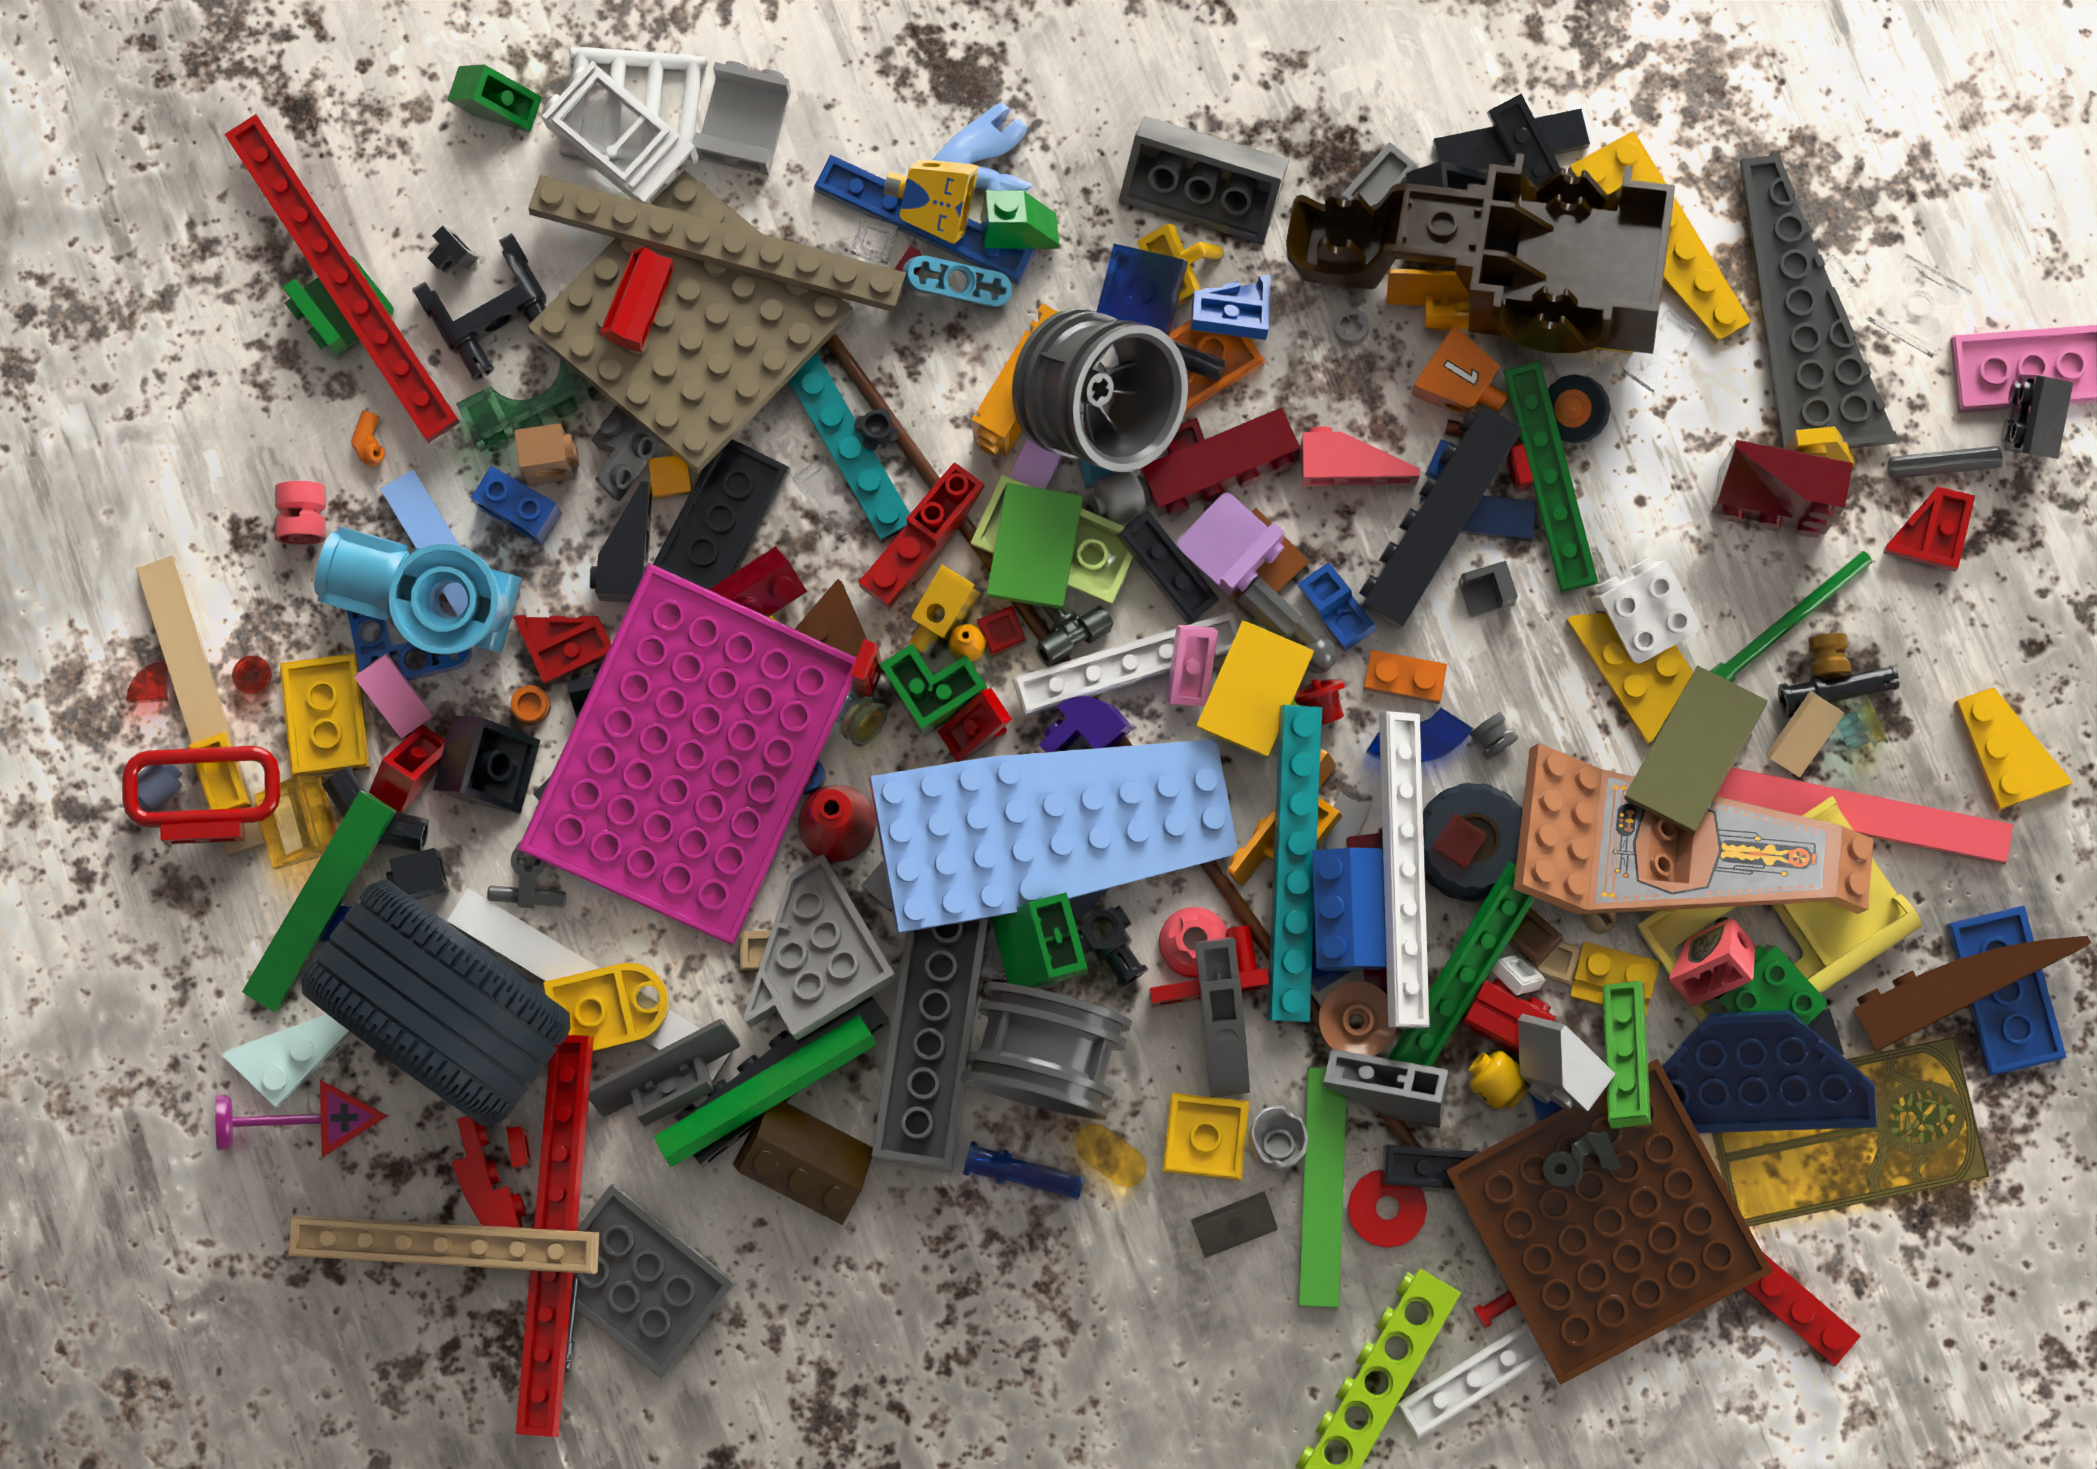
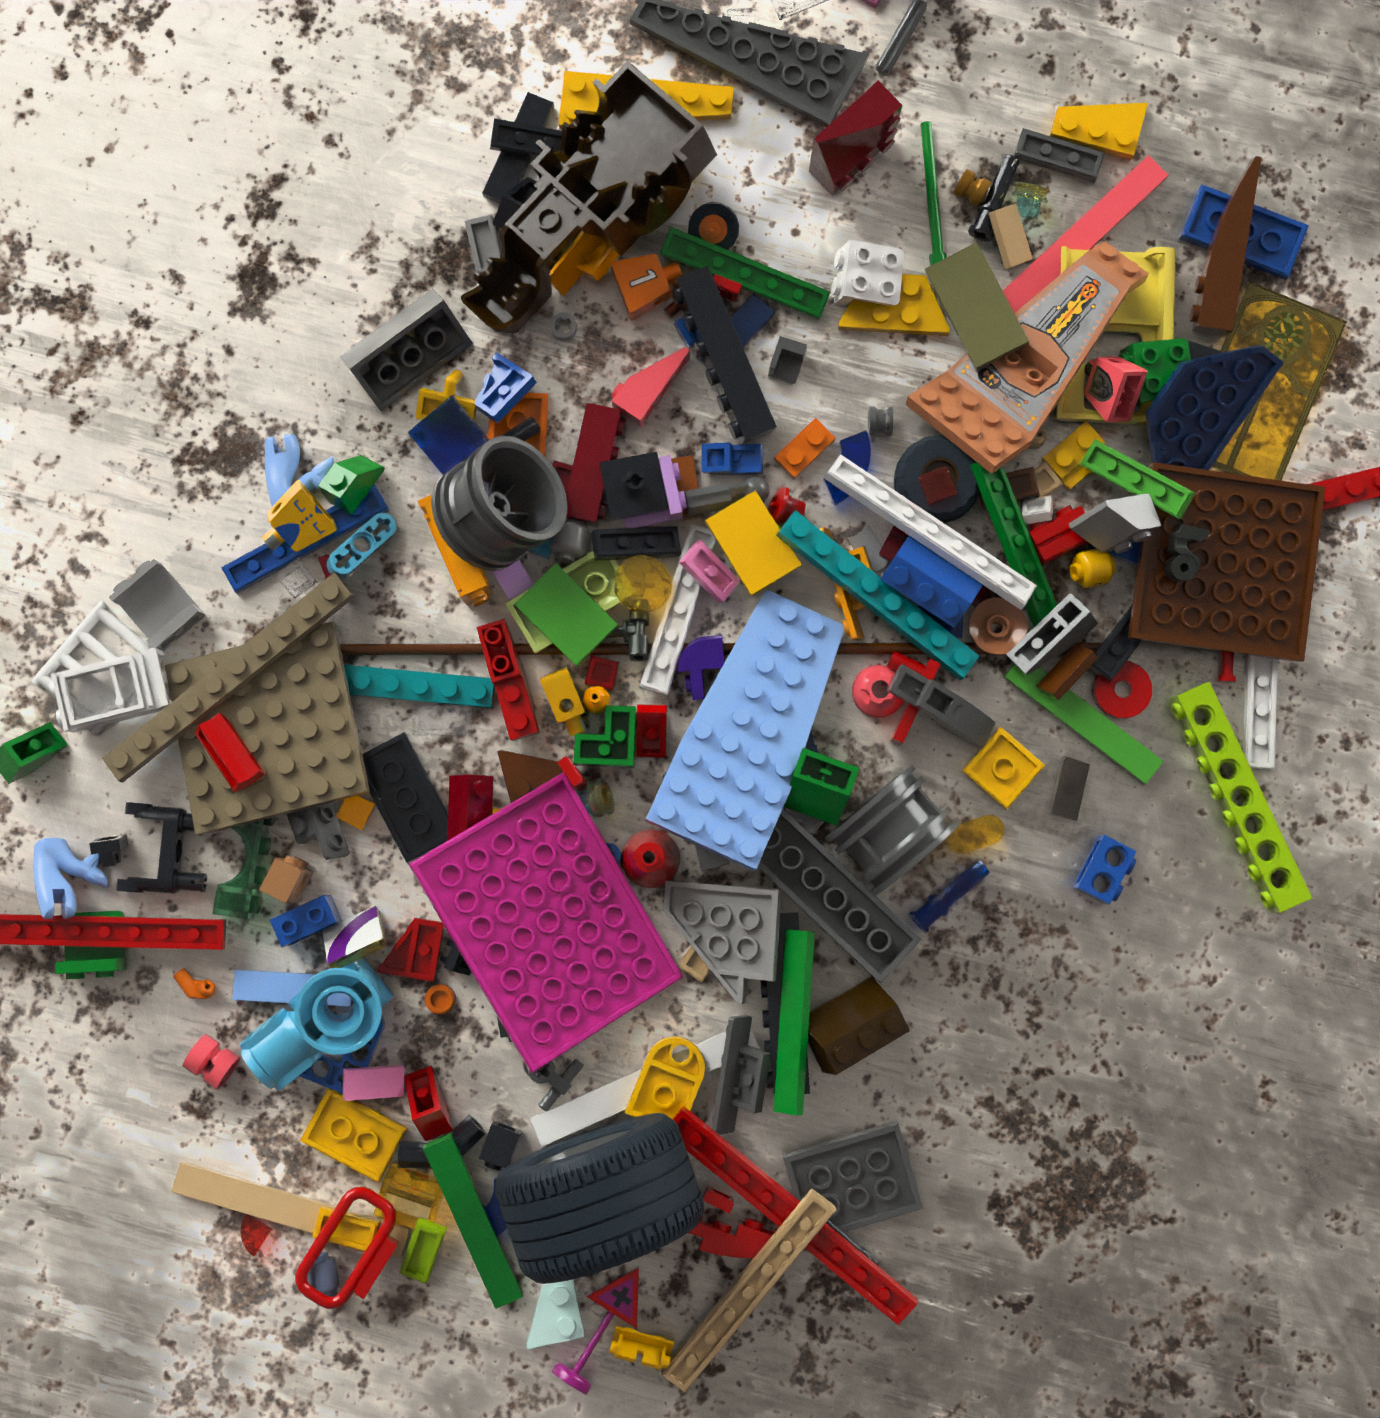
camera: 55 degrees left, 5 degrees up
(249, 663) = (286, 1168): clear red plate -> none
(252, 872) = (423, 1250): none -> lime tile
(311, 1191) = (629, 1342): none -> yellow hinge
(371, 217) = (49, 883): none -> light blue piece
(486, 763) = (459, 1053): black slope -> none
(532, 567) = (354, 938): none -> tile
(625, 551) = (388, 875): black slope -> none
(876, 418) = (415, 653): black plate -> none
(1115, 945) = (848, 741): black connector -> none
(1127, 604) = (642, 584): none -> clear yellow tile
(1168, 1313) = (1098, 865): none -> blue brick
(1224, 518) = (633, 486): none -> black tile
(1278, 1138) = (1037, 725): light grey hair -> none
(1359, 1128) = (1067, 671): none -> reddish brown tile
(1671, 340) = (720, 167): clear tile -> none
(1821, 442) = (847, 94): yellow wing -> none
(1935, 530) = (939, 71): red wing -> none
(1940, 726) = (1059, 155): none -> dark grey tile

